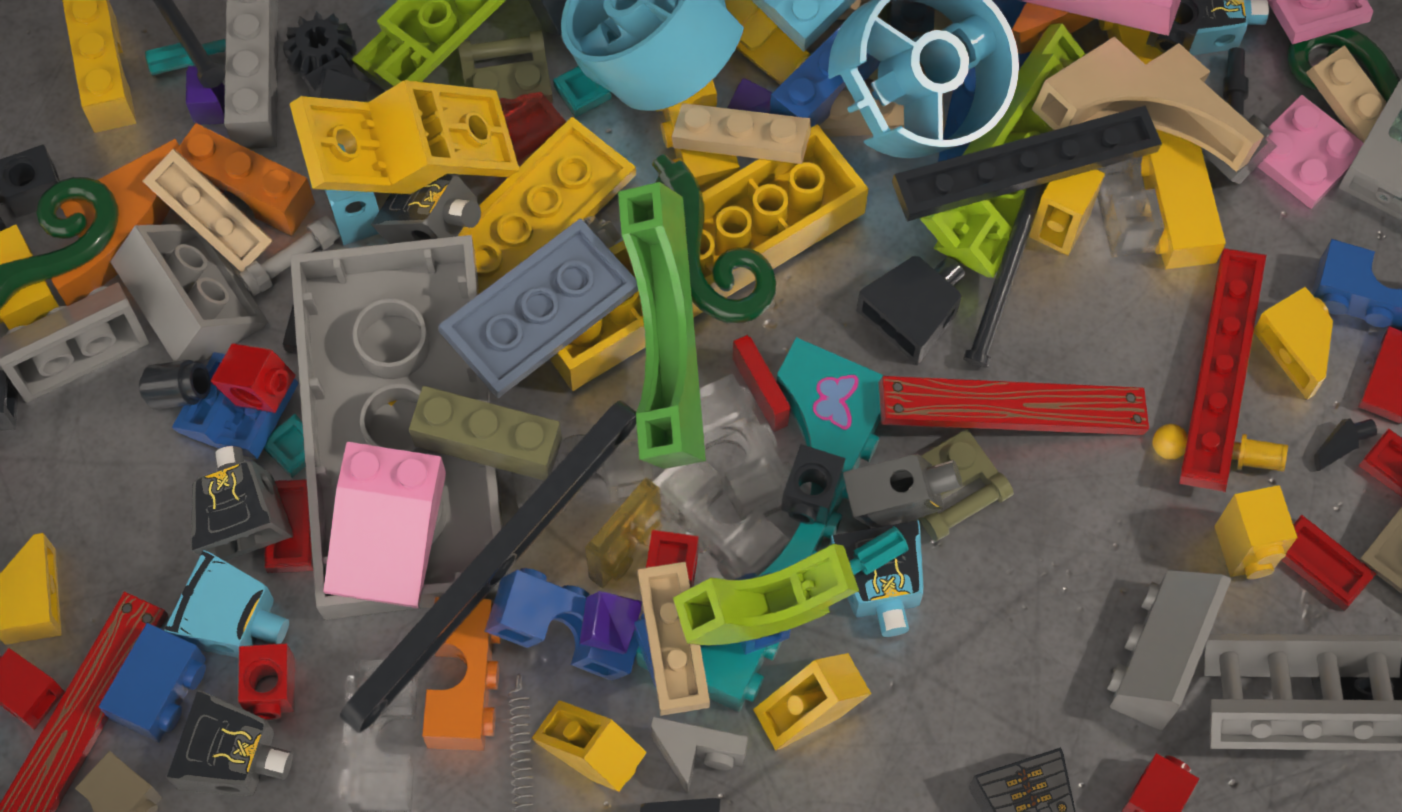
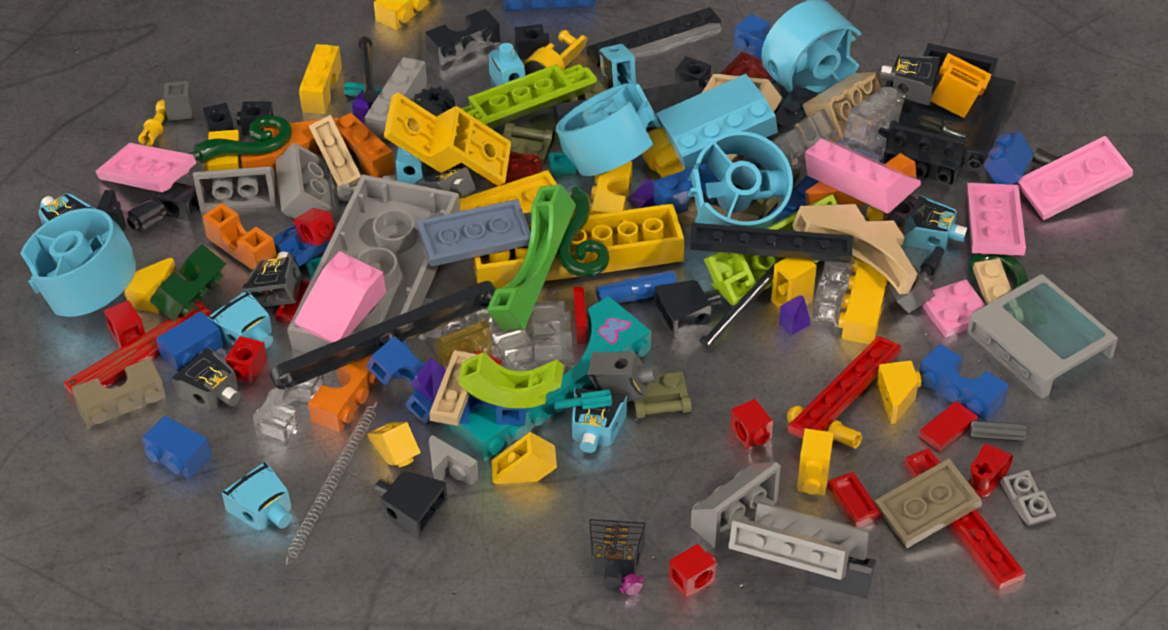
camera: 25 degrees right, 20 degrees down
(103, 536) = (177, 295): none -> dark green arch
(104, 438) = (226, 231): none -> orange arch
(174, 384) = (275, 220): black brick -> none
(485, 433) = (412, 273): olive brick -> none
(741, 133) = (629, 195): tan plate -> none
(814, 467) = (575, 355): black brick -> none
(822, 297) = (635, 288): none -> blue axle
(1012, 405) = (712, 365): red tile -> none
(1084, 259) = (794, 315): none -> dark purple slope
(1120, 490) = (751, 424): none -> red brick
(1343, 441) = (899, 447): black bar -> none

